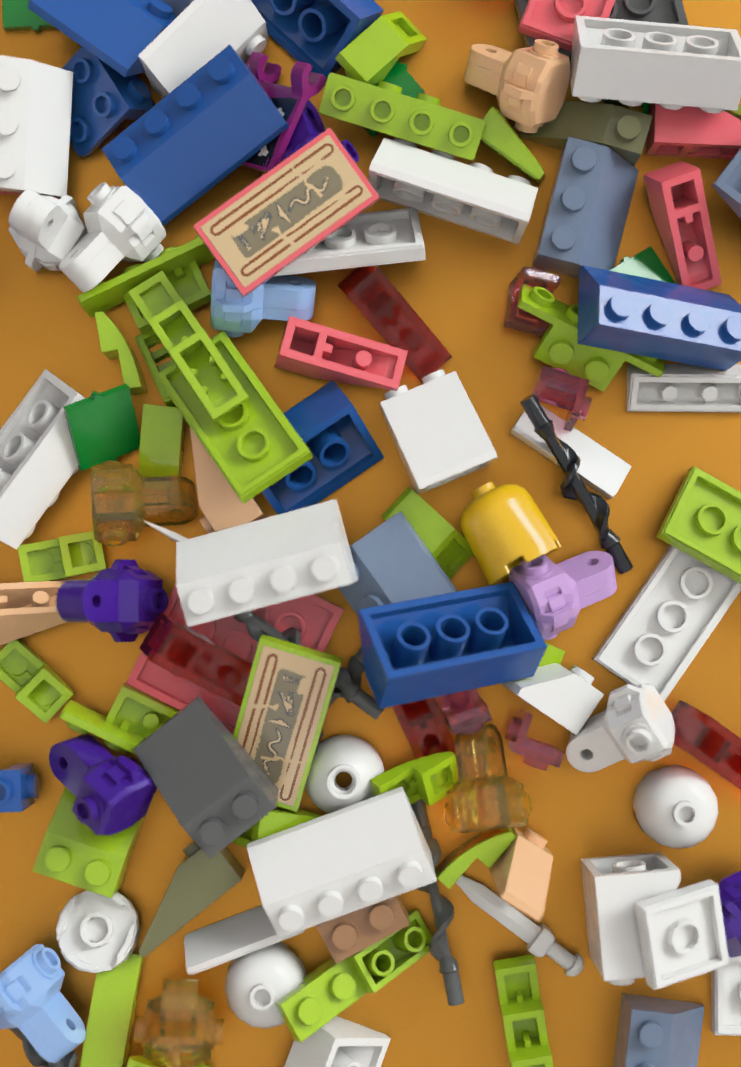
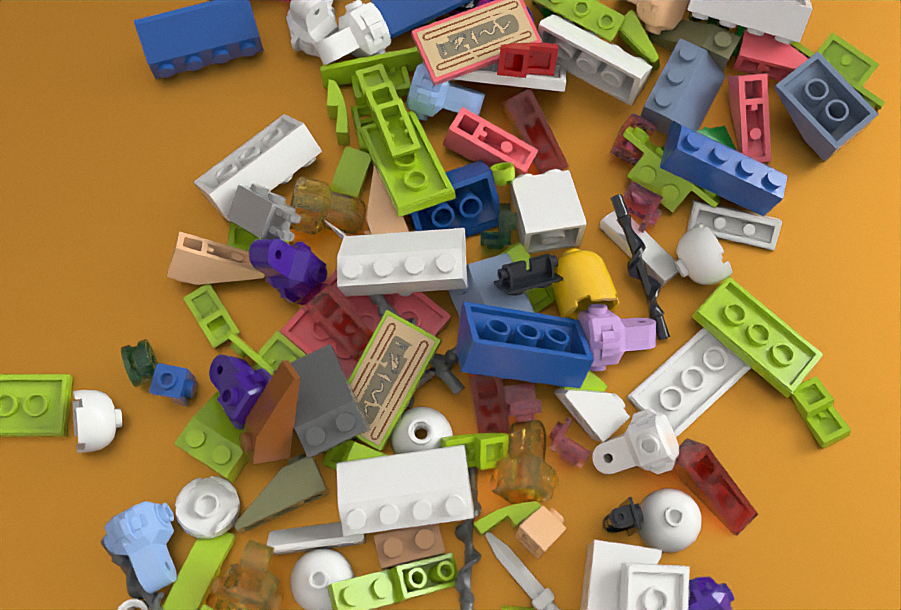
camera: 15 degrees right, 15 degrees down
(60, 539) = (263, 213): none -> light grey hinge
(103, 426) = (313, 152): green piece -> none
(150, 821) = (272, 418): none -> dark orange slope
(364, 225) = (527, 58): none -> red slope
(374, 395) = (503, 173): none -> lime hinge
(382, 484) = (506, 222): none -> clear green bracket
(427, 552) = (515, 277): none -> black hinge
(622, 827) = (625, 517): none -> black hinge
(654, 454) = (701, 257): none -> white cylinder

